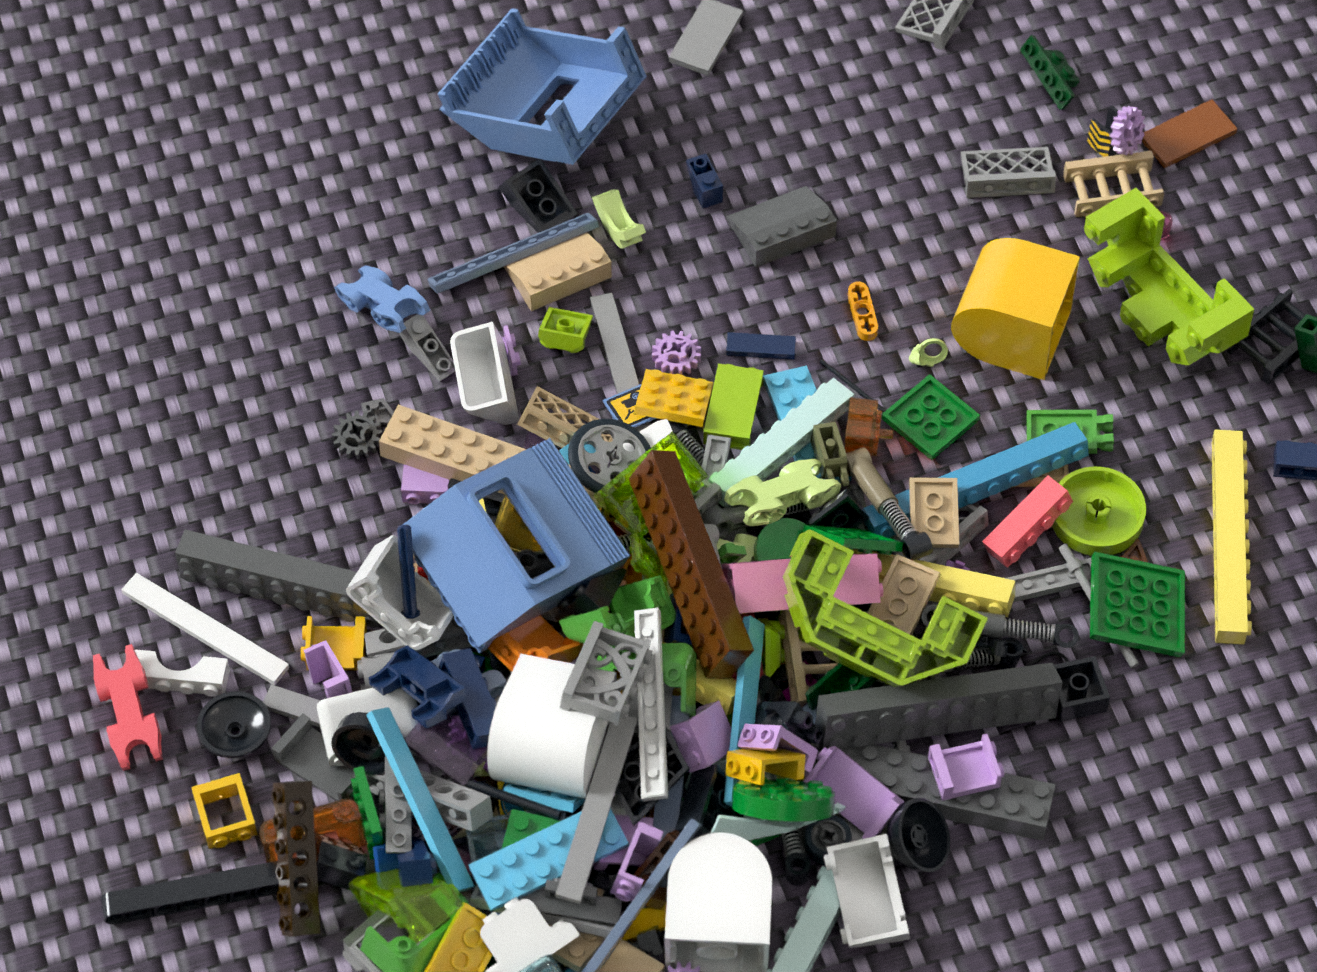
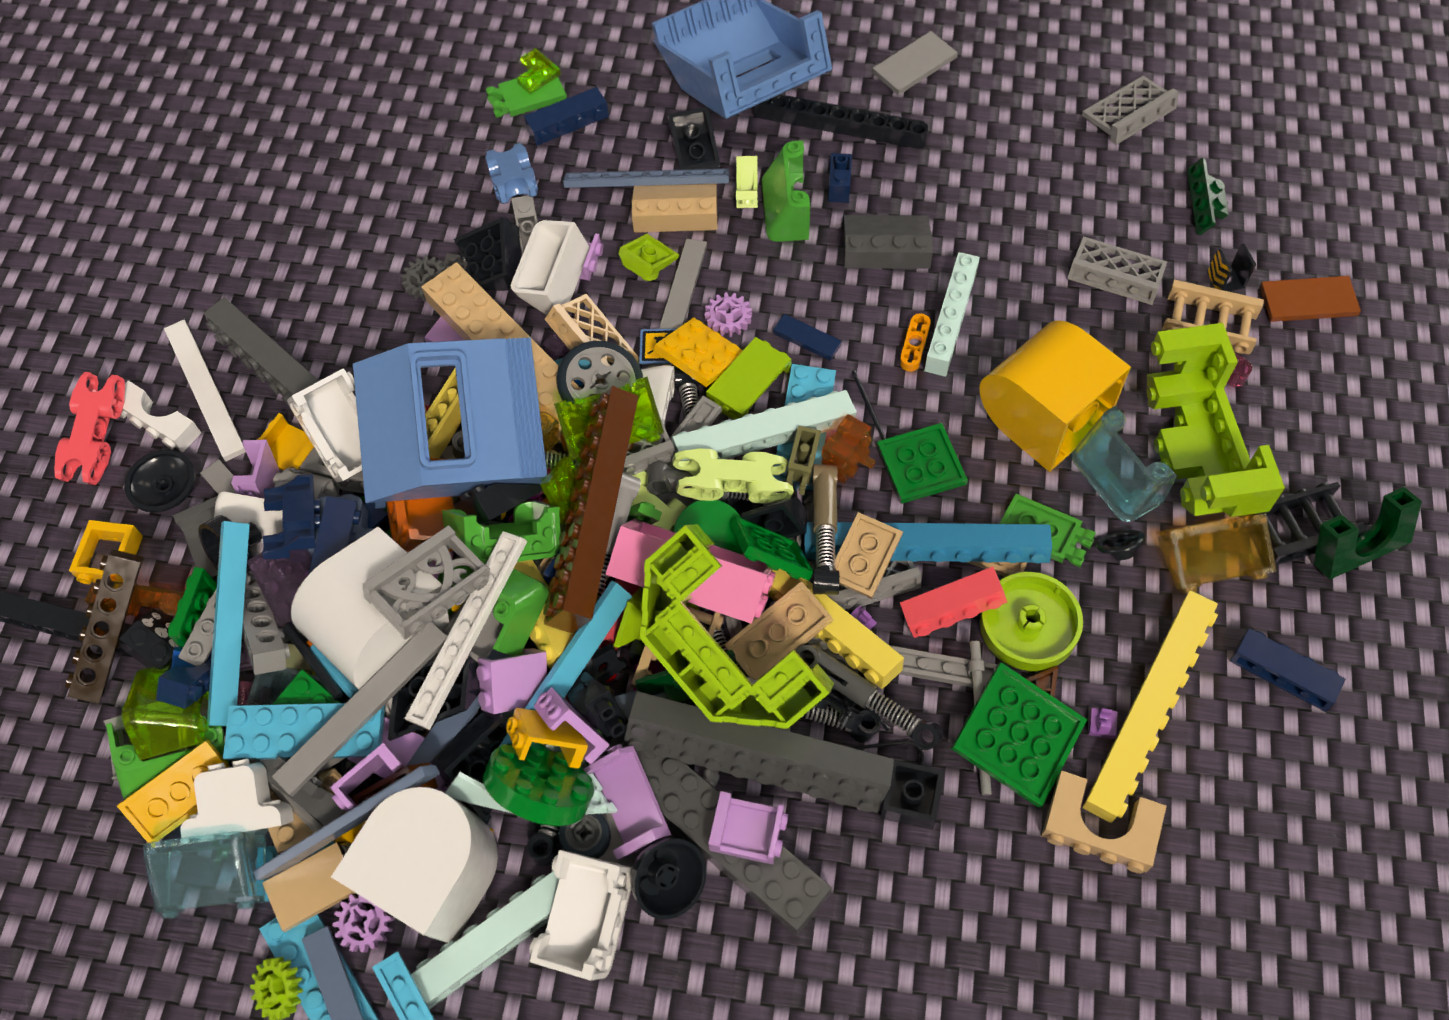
camera: 30 degrees right, 5 degrees up
(332, 211) = (520, 101): none -> bright green tile
(337, 182) = (539, 71): none -> clear neon green plate
(391, 220) = (566, 116): none -> dark blue brick
(407, 572) = (345, 407): dark blue axle -> none
(412, 383) = (492, 254): none -> black wedge
(669, 233) = (785, 209): none -> bright green windscreen
(680, 121) = (843, 120): none -> black beam
(883, 271) = (952, 314): none -> light aqua brick
(920, 358) = (943, 403): yellowish green piece -> none
(1104, 353) = (1117, 472): none -> clear light blue windscreen
(1127, 130) = (1247, 271): lavender gear -> none
(1139, 415) = (1122, 545): none -> black piece
(1198, 568) = (1103, 723): none -> medium lavender tile
(1212, 660) = (1066, 827): none -> tan arch
(1220, 388) = (1218, 551): none -> clear yellow windscreen

